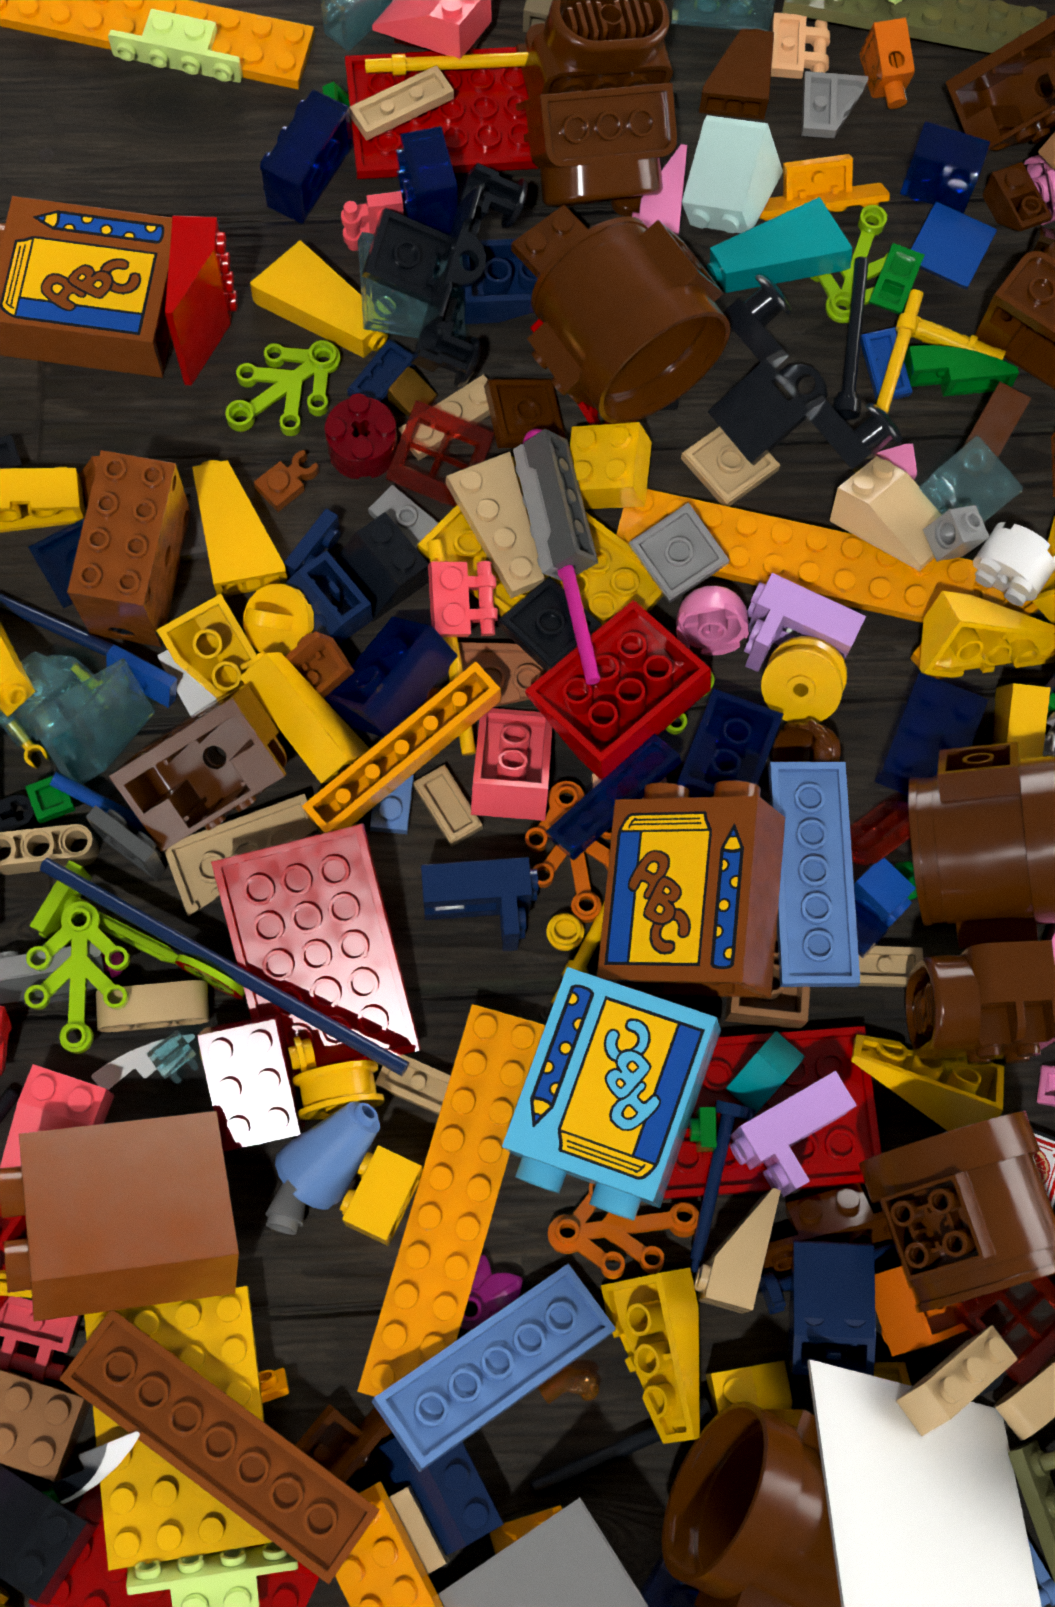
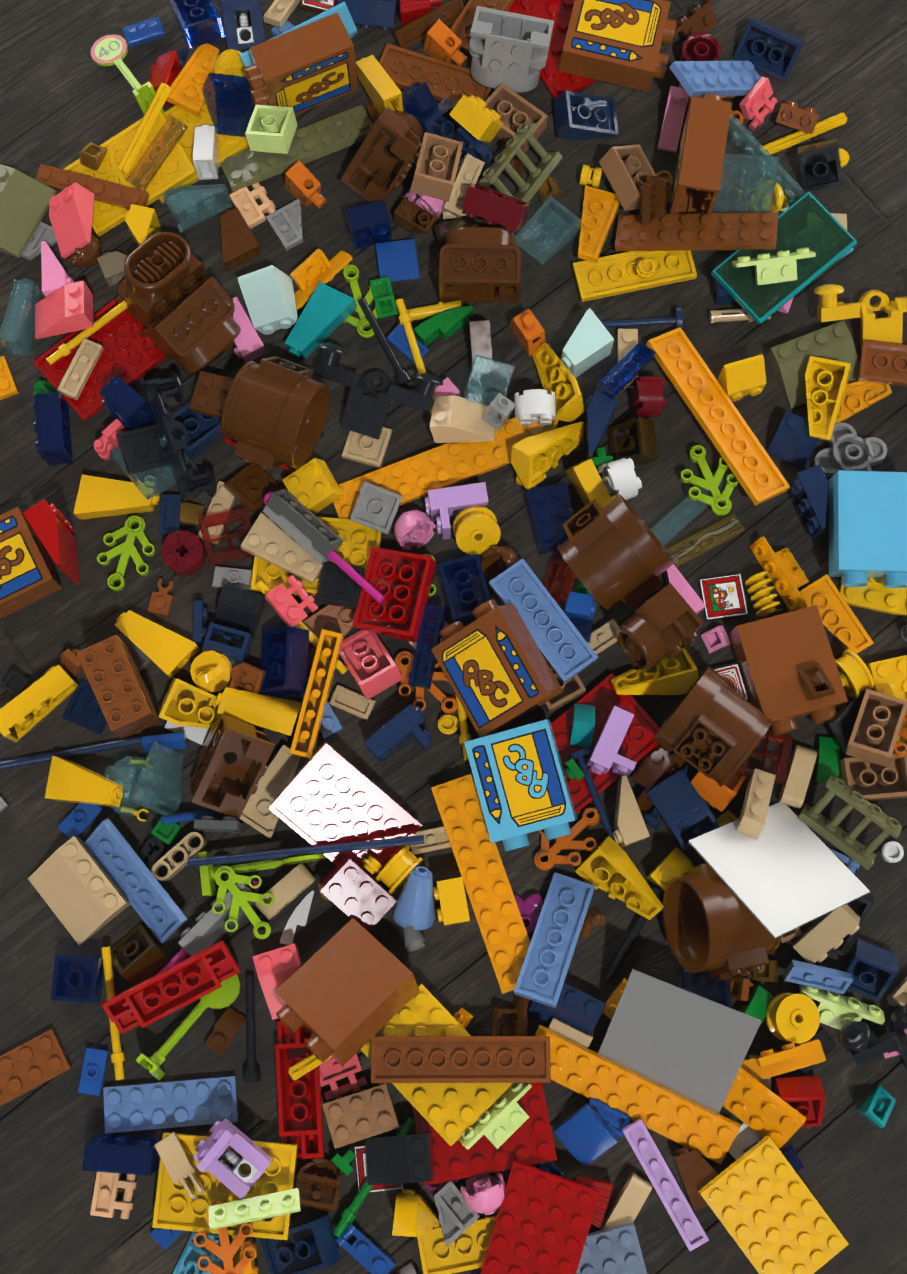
camera: 30 degrees left, 5 degrees up
(97, 1465) = (414, 1107): sticker -> none
(171, 1055) = (310, 907): clear light blue tile -> none

